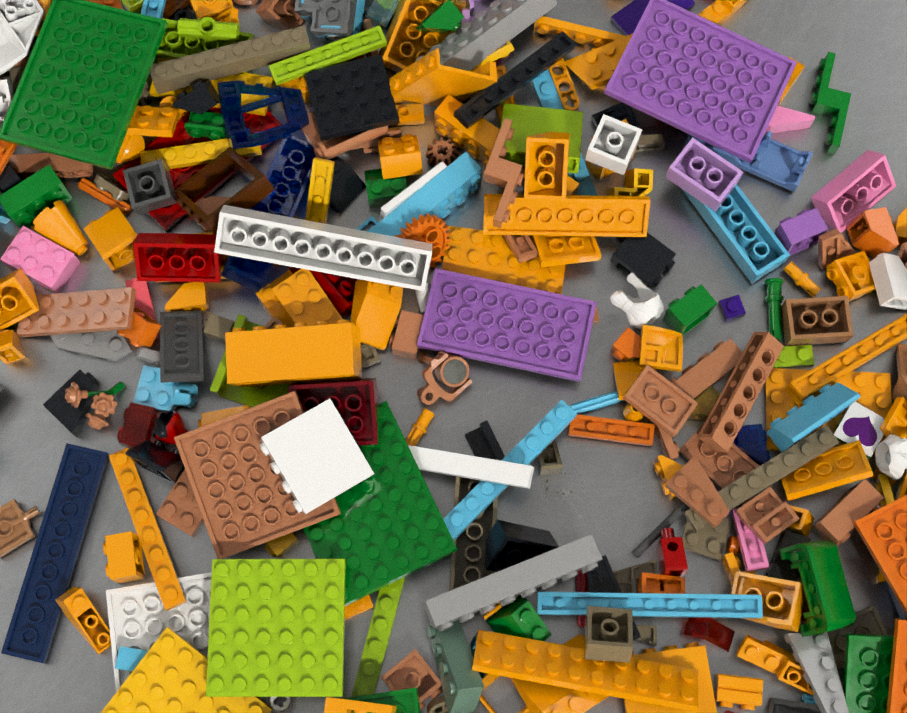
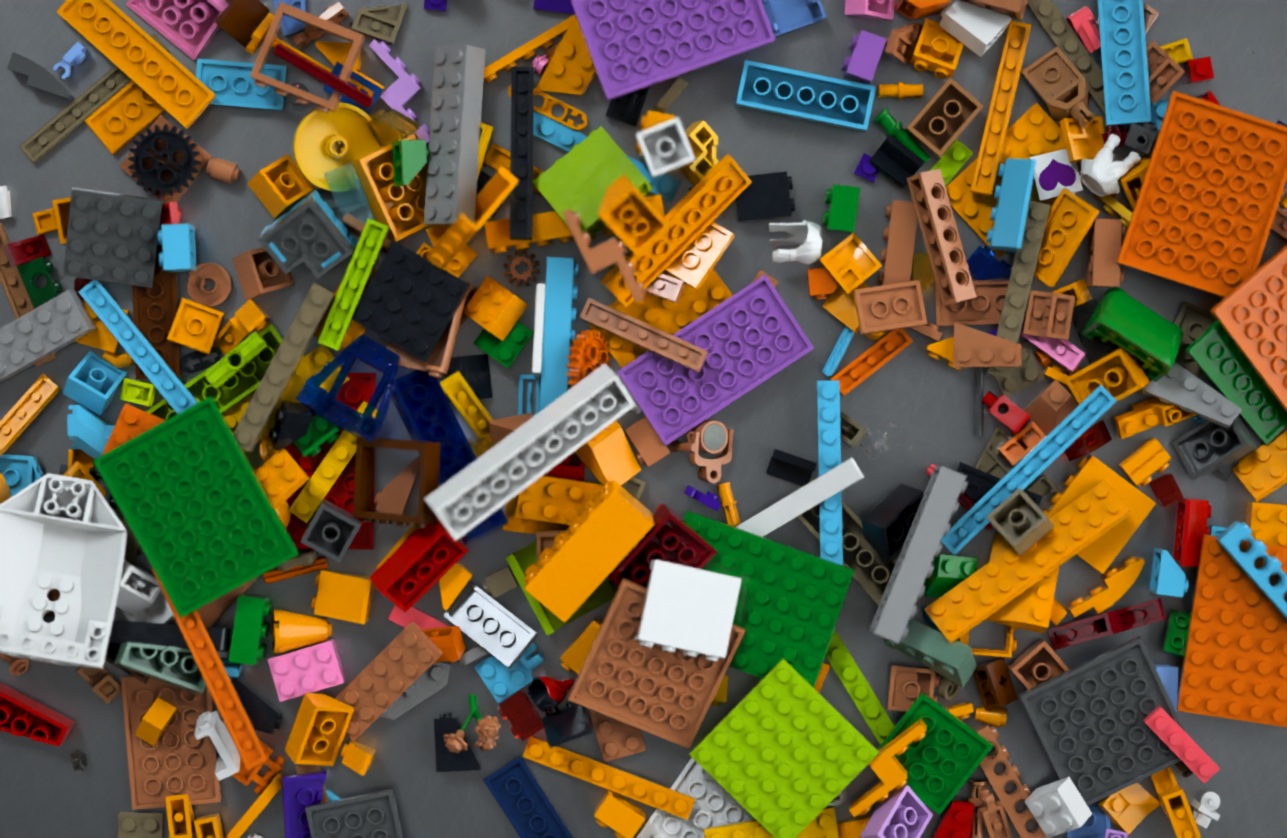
camera: 45 degrees left, 15 degrees up
(249, 22) = (253, 316): none -> light orange slope
(408, 411) = (708, 499): none -> dark purple plate
(477, 262) = (643, 335): none -> nougat plate
(581, 48) = (540, 64): none -> bright pink plate
(704, 174) = (750, 90): lavender brick -> none
(708, 580) = (1051, 406): none -> nougat slope
(756, 316) = (896, 161): none -> black panel

